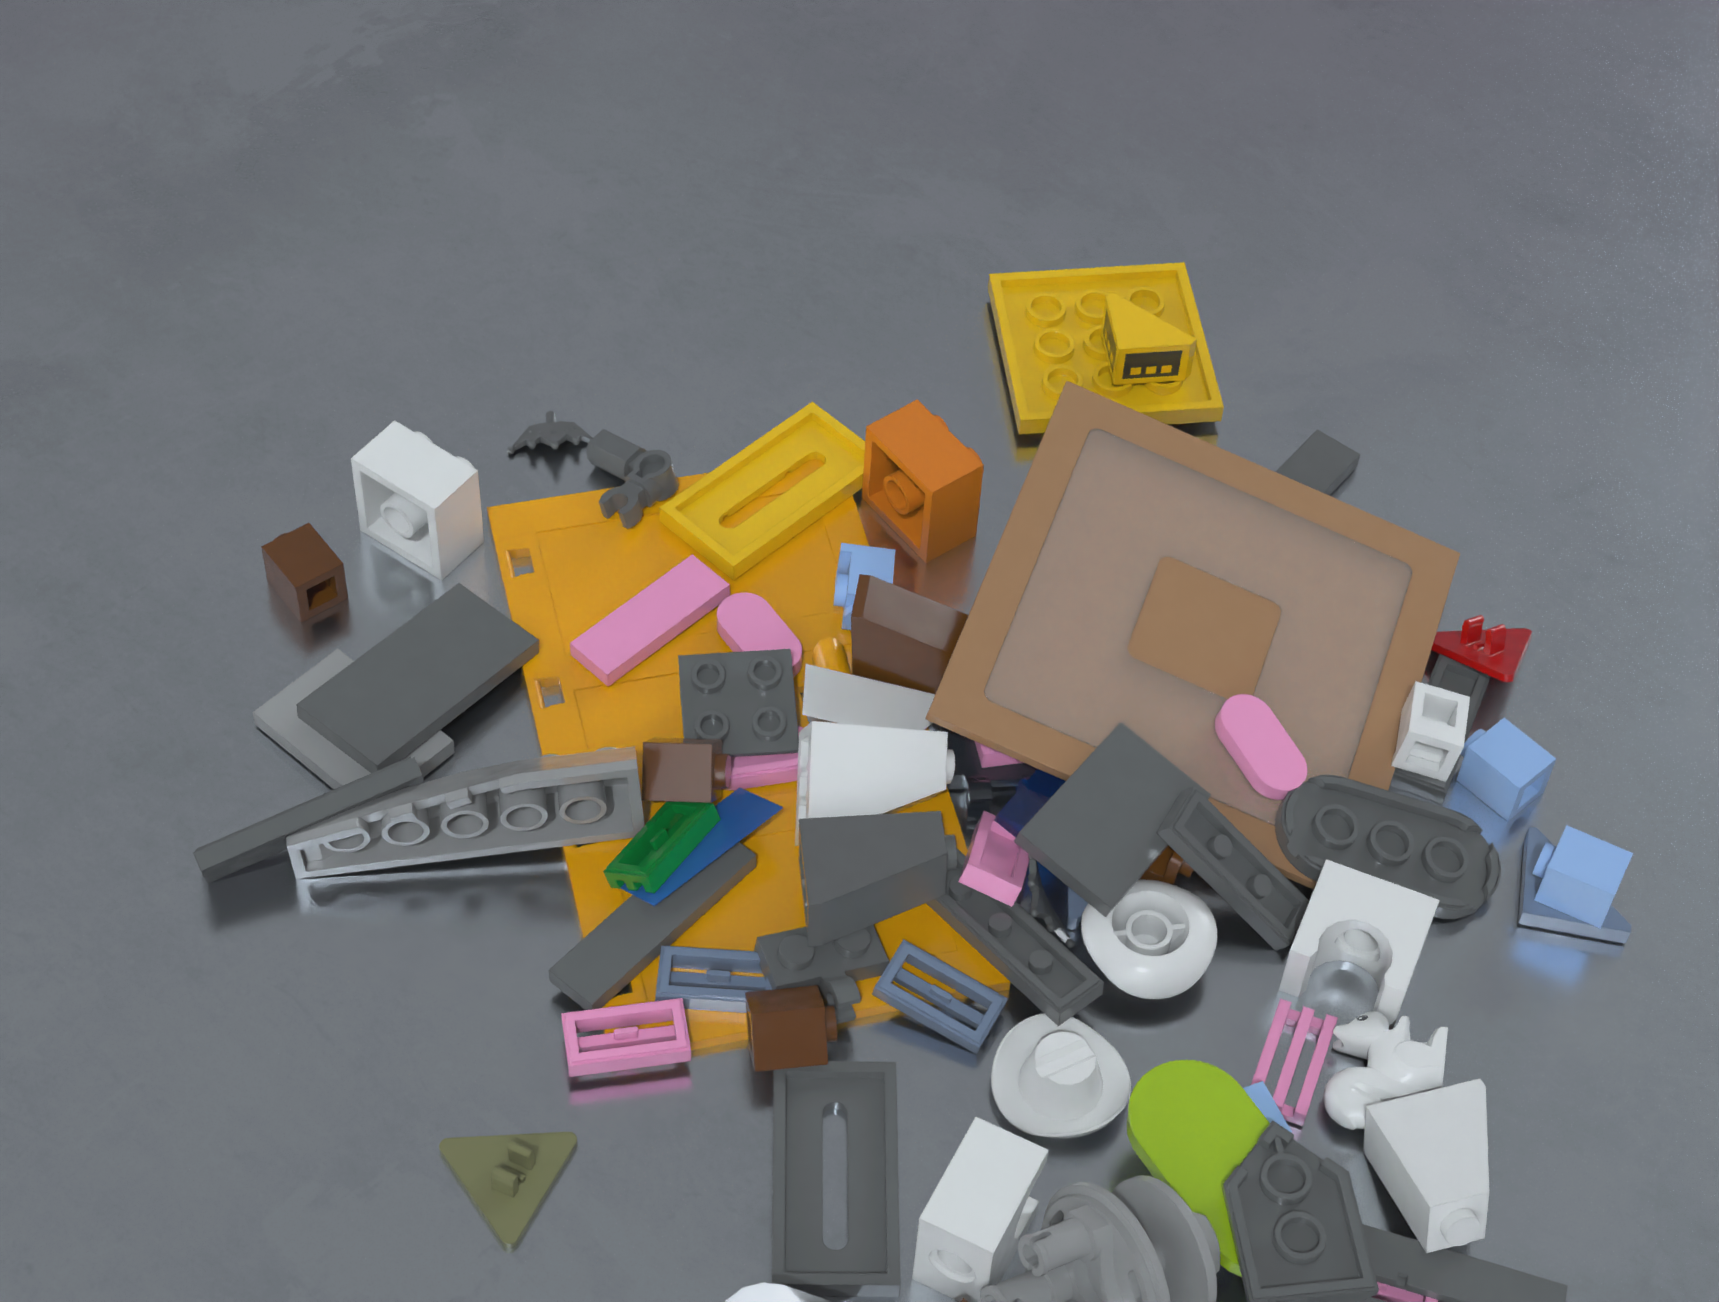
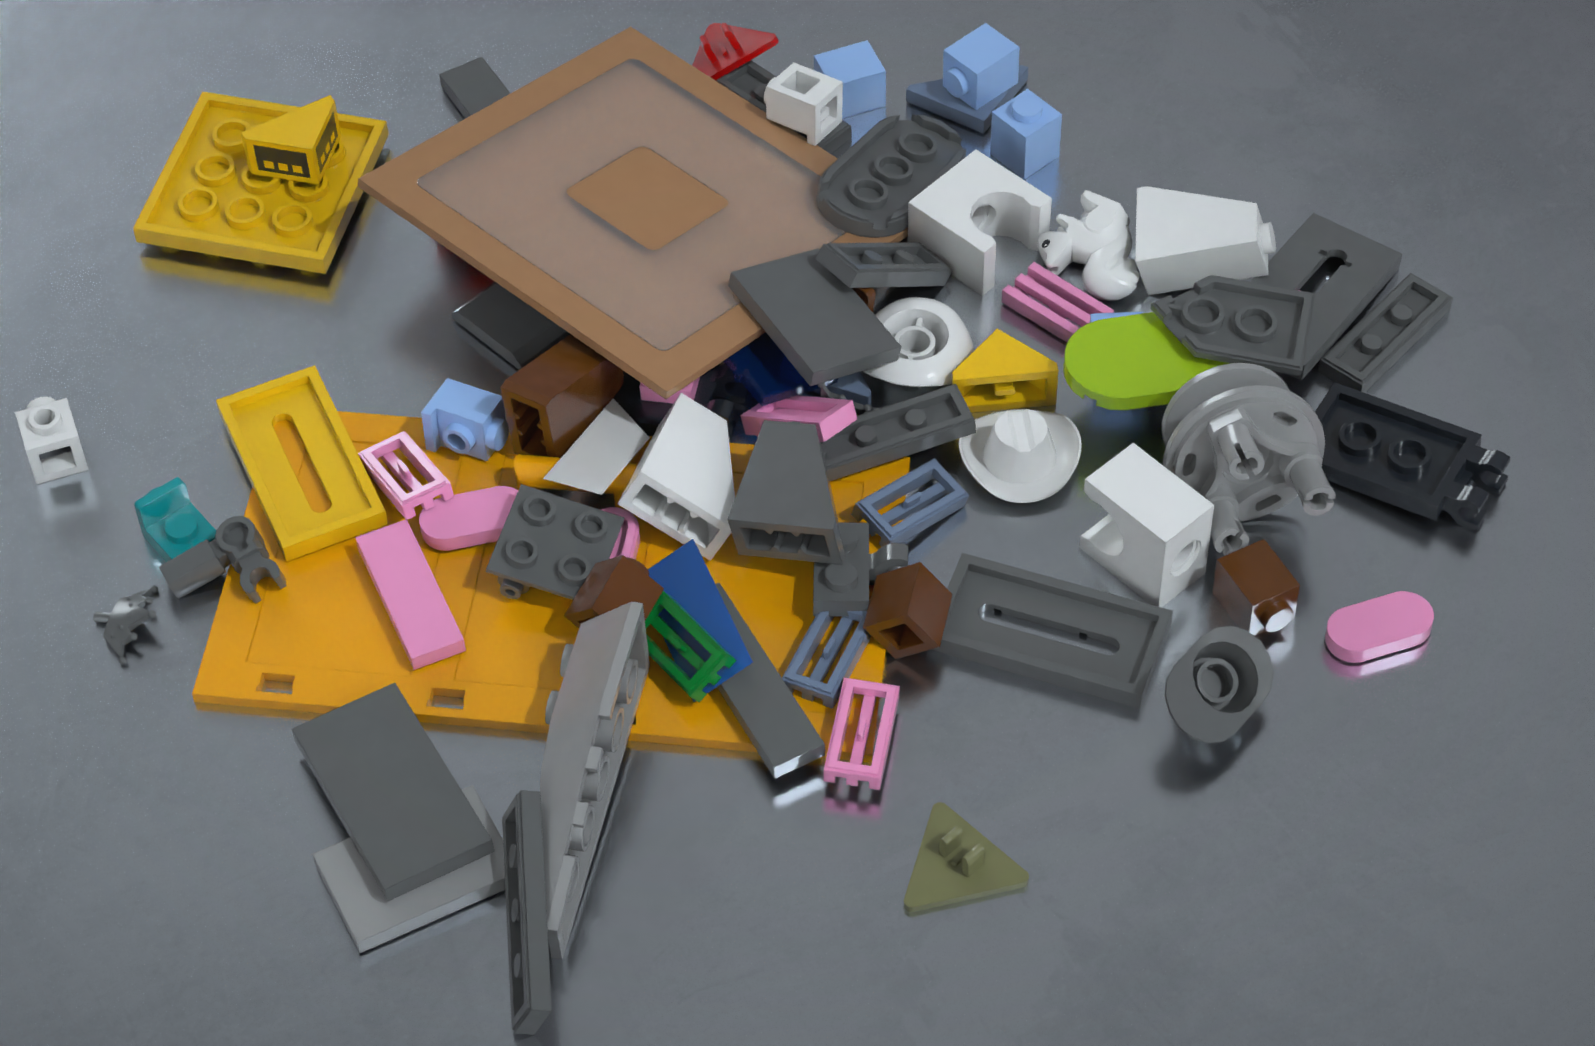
camera: 65 degrees left, 0 degrees up
(305, 572) = (201, 858): reddish brown brick -> none
(418, 499) = (181, 728): white brick -> none
(669, 424) = (171, 520): none -> teal bracket
(722, 310) = (48, 427): none -> white brick
(791, 570) = (418, 494): none -> bright pink tile
(922, 480) = (370, 340): orange brick -> none
(1146, 1019) = (1006, 376): none -> yellow slope
(1260, 746) = (777, 206): bright pink tile -> none
(1517, 953) = (1025, 134): none -> light blue brick

